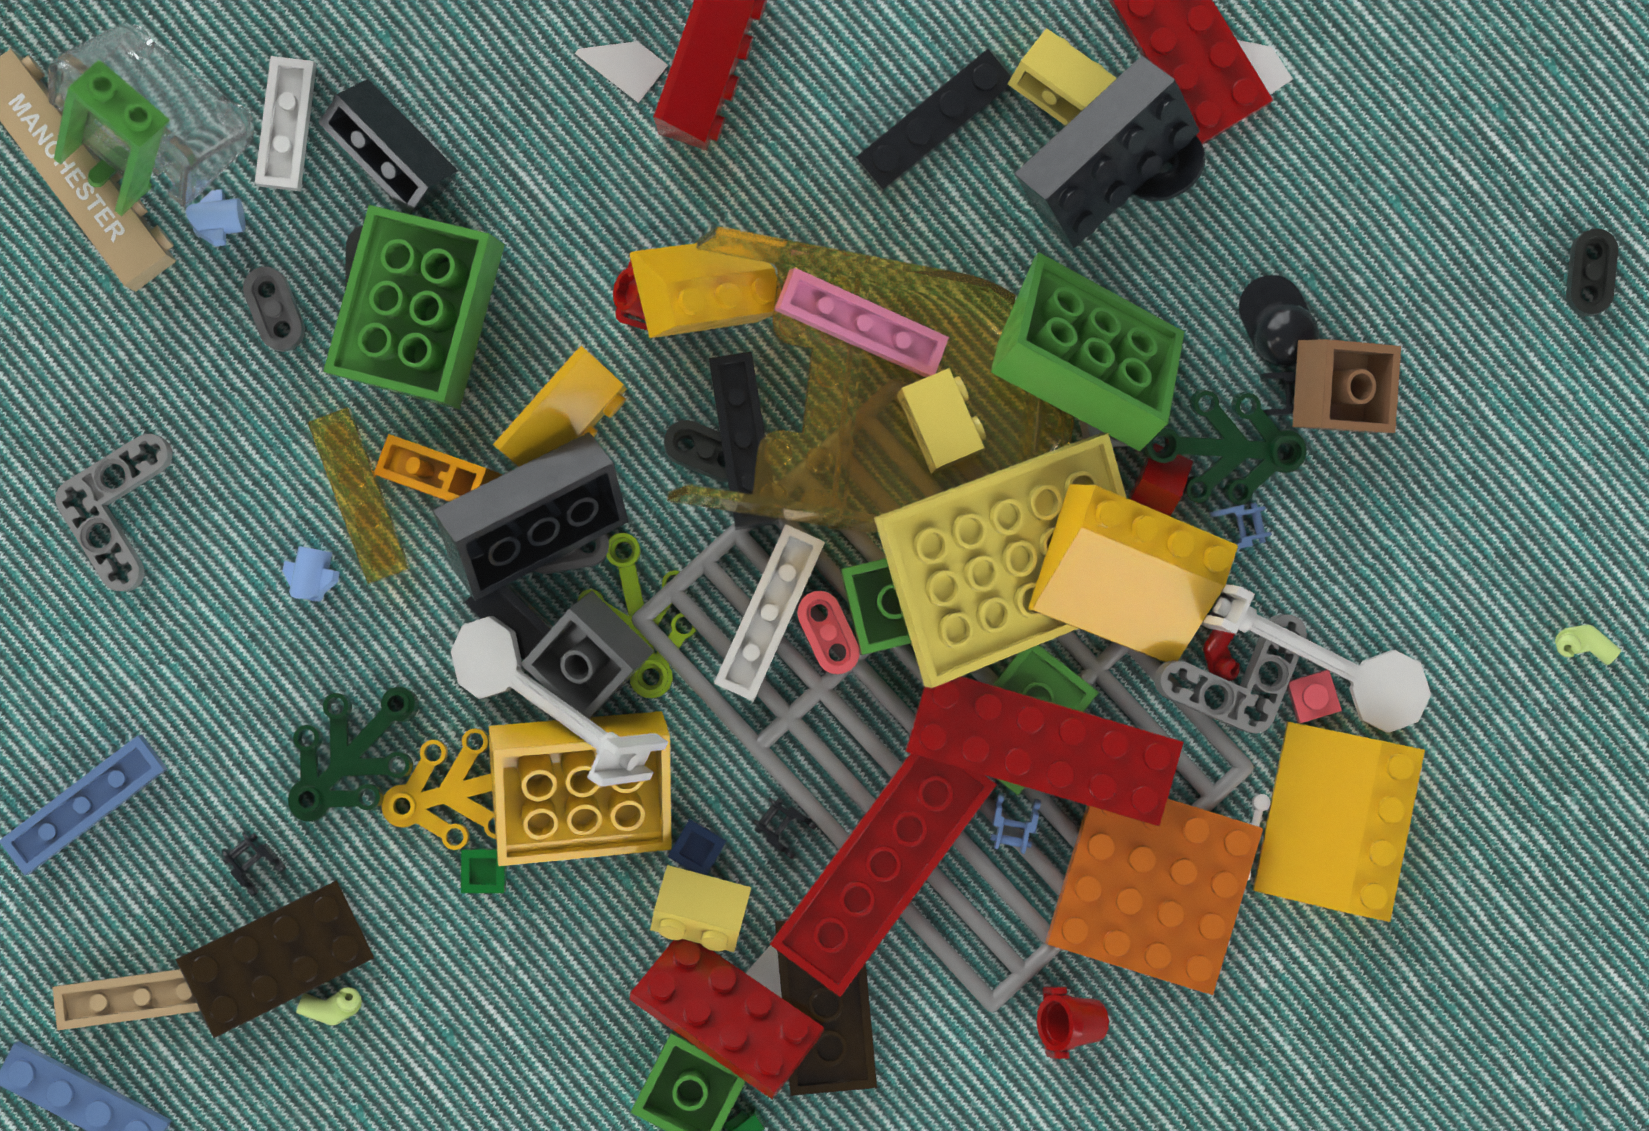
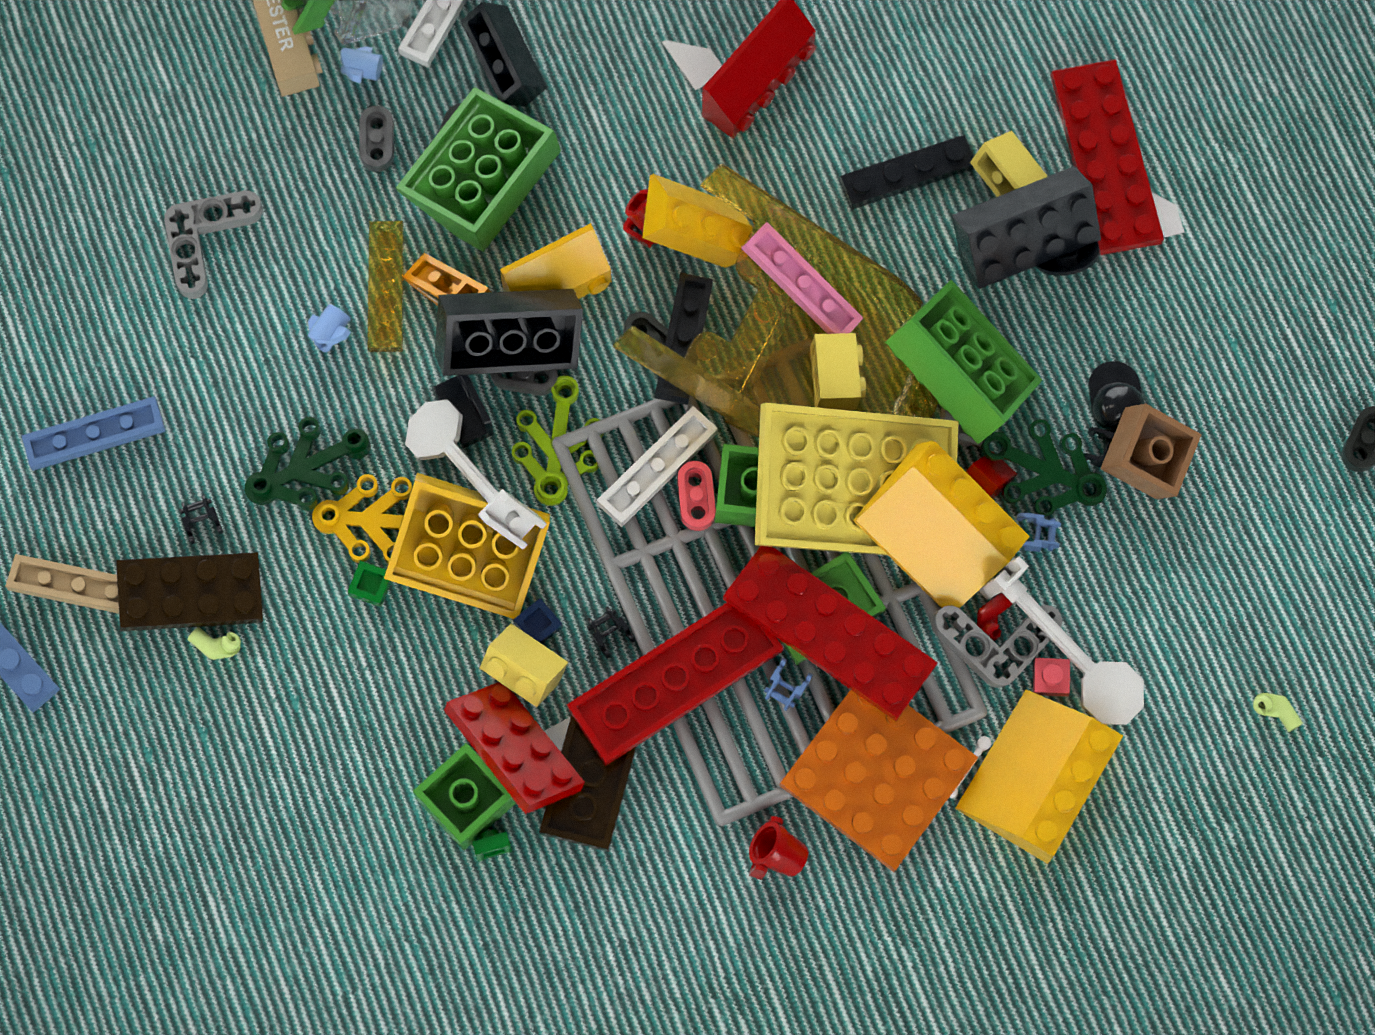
camera: 20 degrees right, 15 degrees down
(587, 656) = (510, 447): dark grey brick -> none

